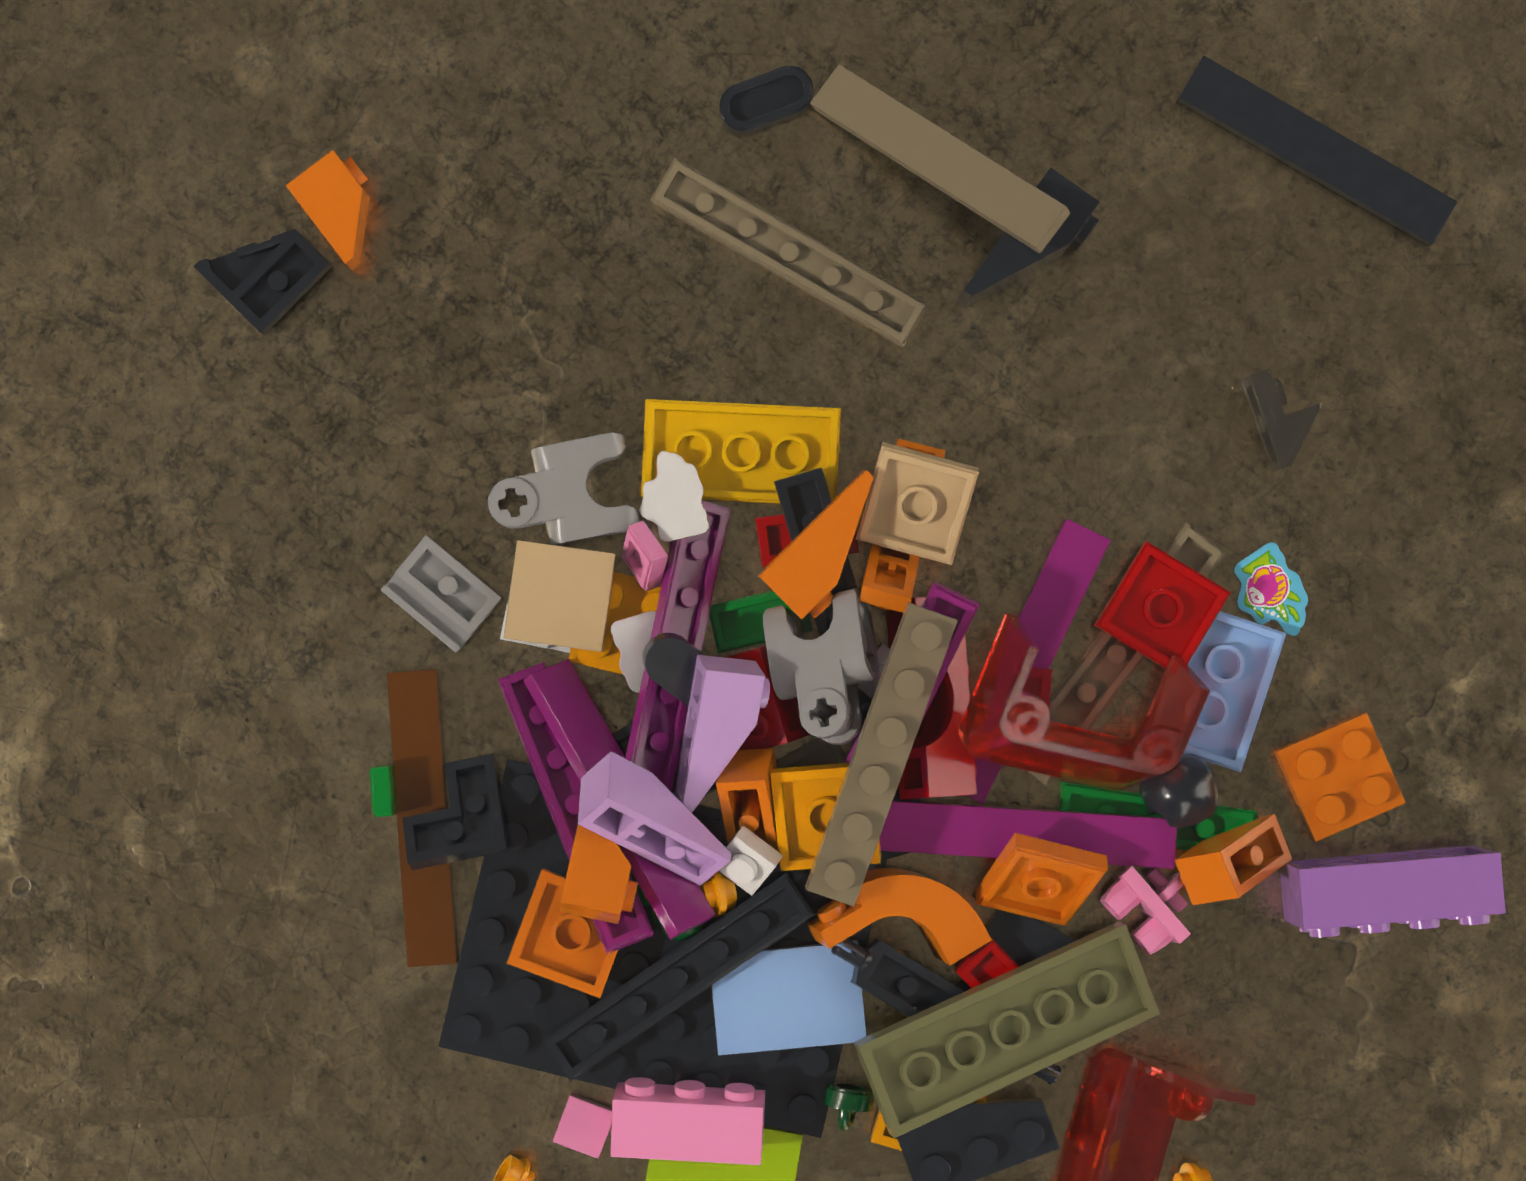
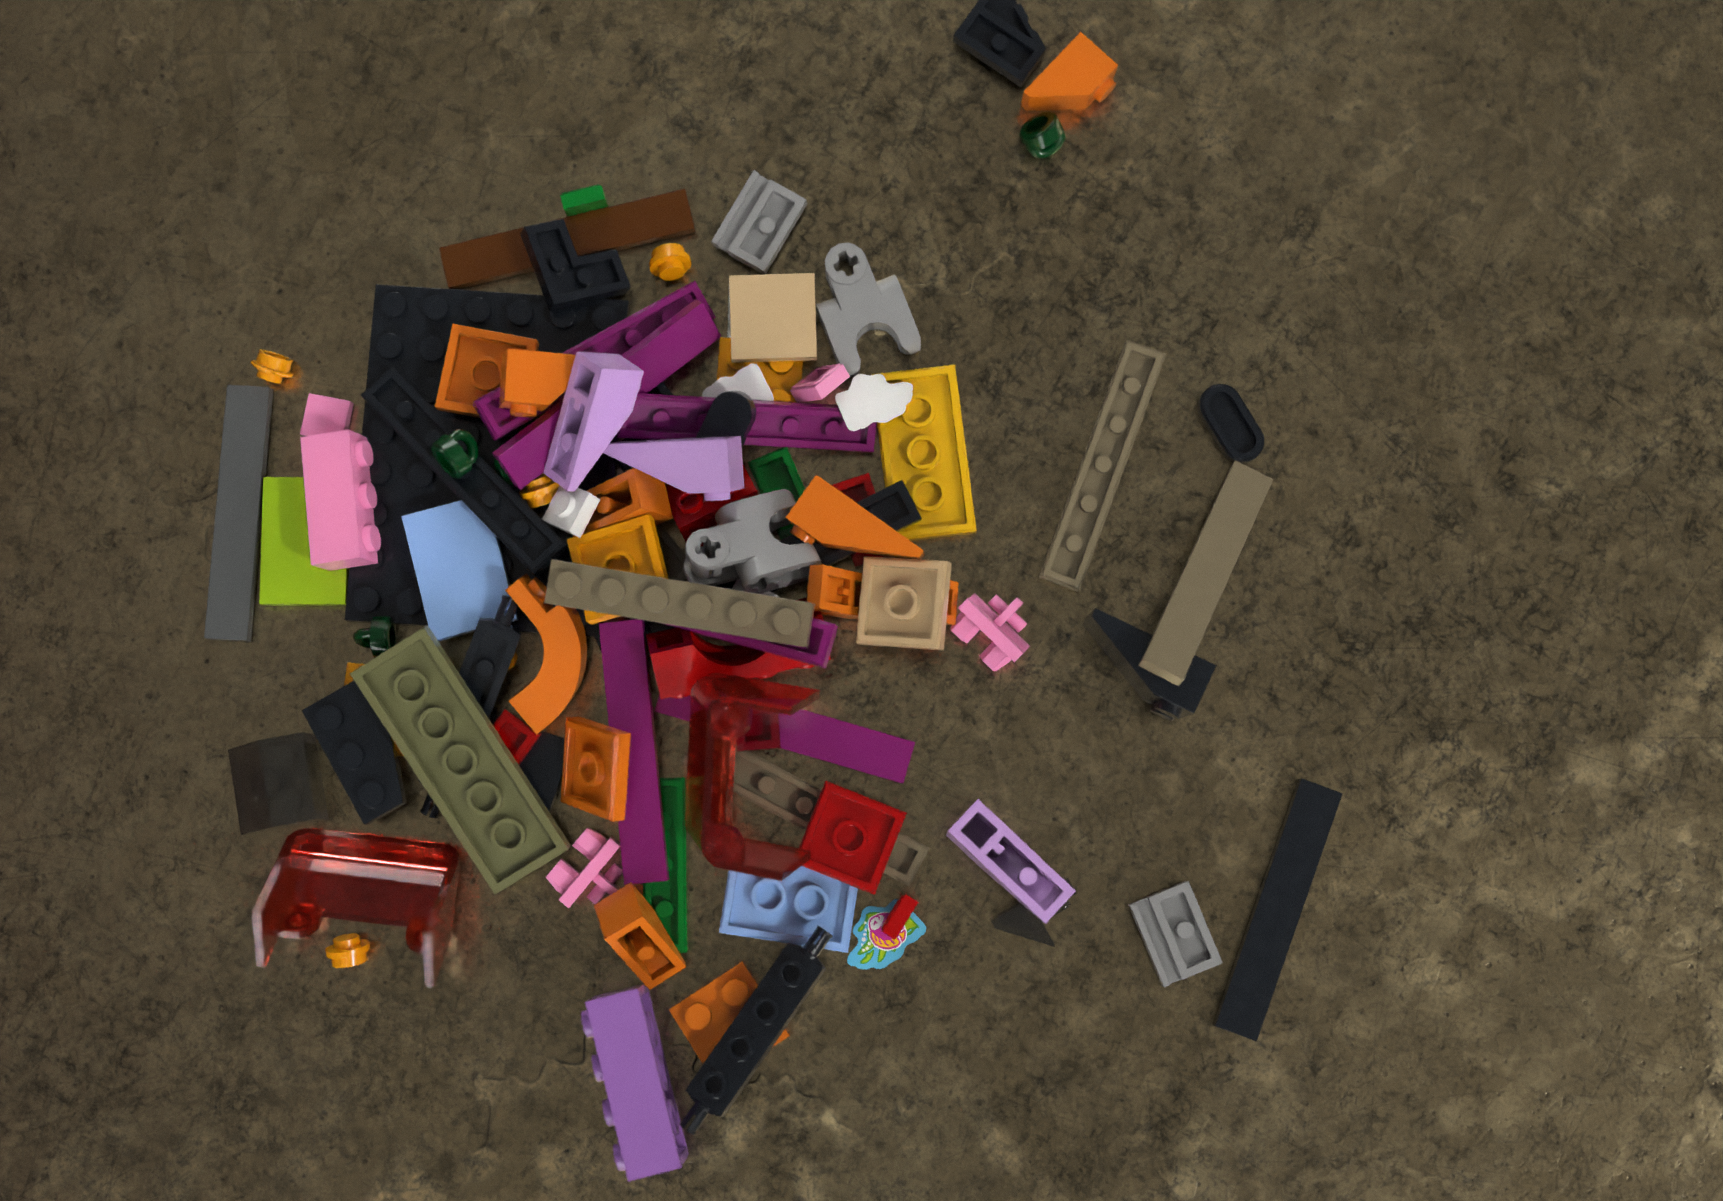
camera: 85 degrees right, 5 degrees down
(394, 251) = (1043, 135): none -> dark green tile
(470, 704) = (669, 261): none -> light orange plate
(664, 986) = (452, 456): none -> dark green tile
(952, 402) = (979, 616): none -> bright pink hips
(1182, 794) = (692, 882): black hair -> none
(1222, 435) = (1010, 861): none -> lavender slope
(1257, 569) = (899, 915): none -> red tile
(1326, 268) = (1175, 933): none -> light grey plate
(1357, 747) = (755, 1030): none -> black plate

